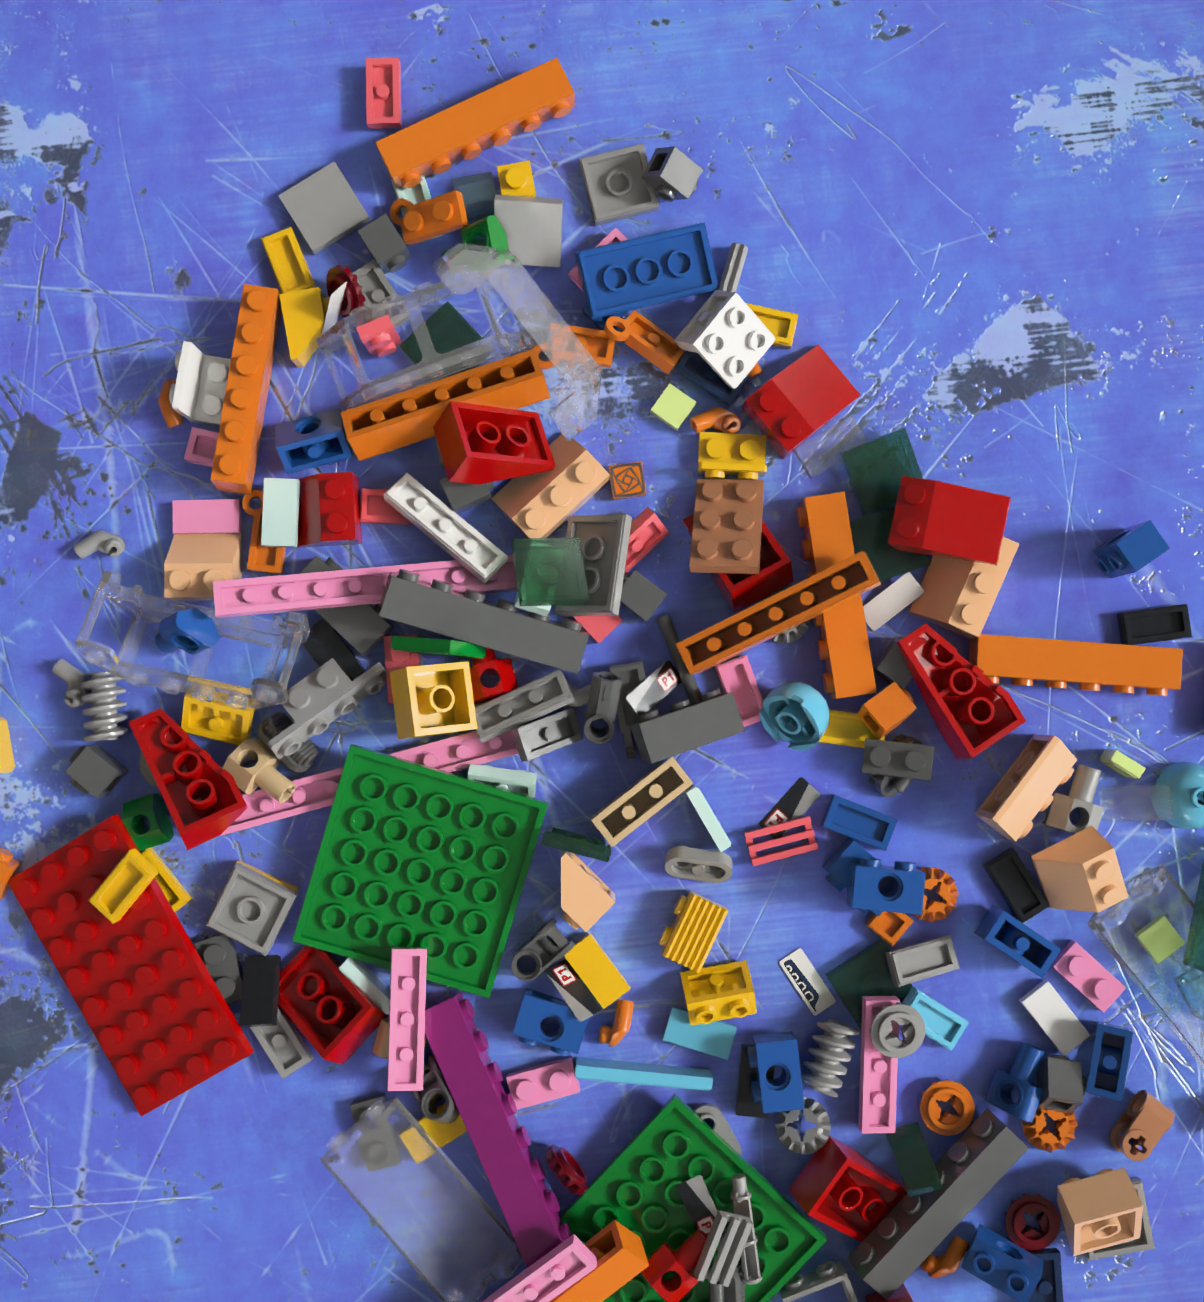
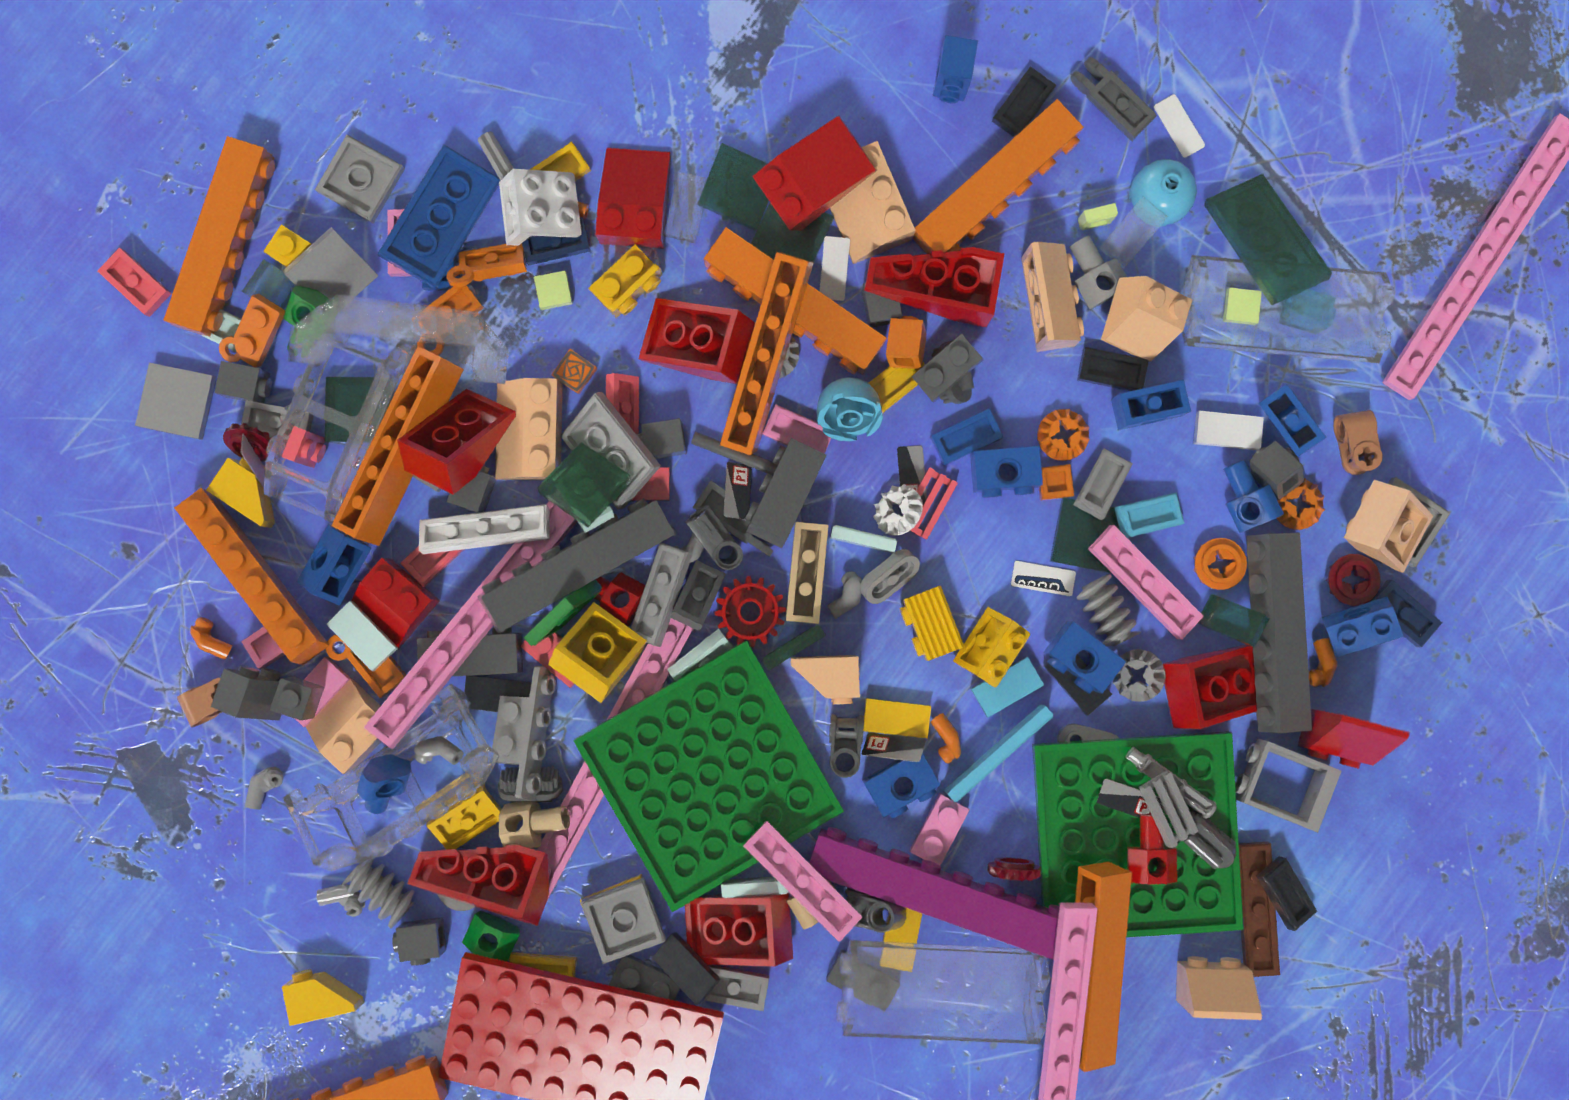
camera: 50 degrees left, 0 degrees up
(123, 885) = (519, 994): yellow tile -> none
(127, 445) = (197, 703): none -> nougat piece
(160, 472) = (247, 693): none -> dark grey brick
(188, 509) = (297, 698): none -> dark grey brick
(199, 385) = (217, 608): white bracket -> none
(253, 649) = (436, 746): none -> light grey arm
(287, 261) = (188, 463): yellow tile -> none
(572, 803) = (732, 611): none -> red gear
(656, 848) = (850, 597): none -> light grey arm
(672, 174) = (388, 134): brick -> none
(717, 419) = (591, 267): orange arm -> none
(727, 526) = (672, 331): nougat plate -> none
(766, 831) = (910, 506): none -> white gear
(904, 896) = (1045, 453): blue brick -> none
(912, 1032) = (1144, 537): light grey gear -> none
(1087, 976) = (1221, 380): bright pink plate -> none

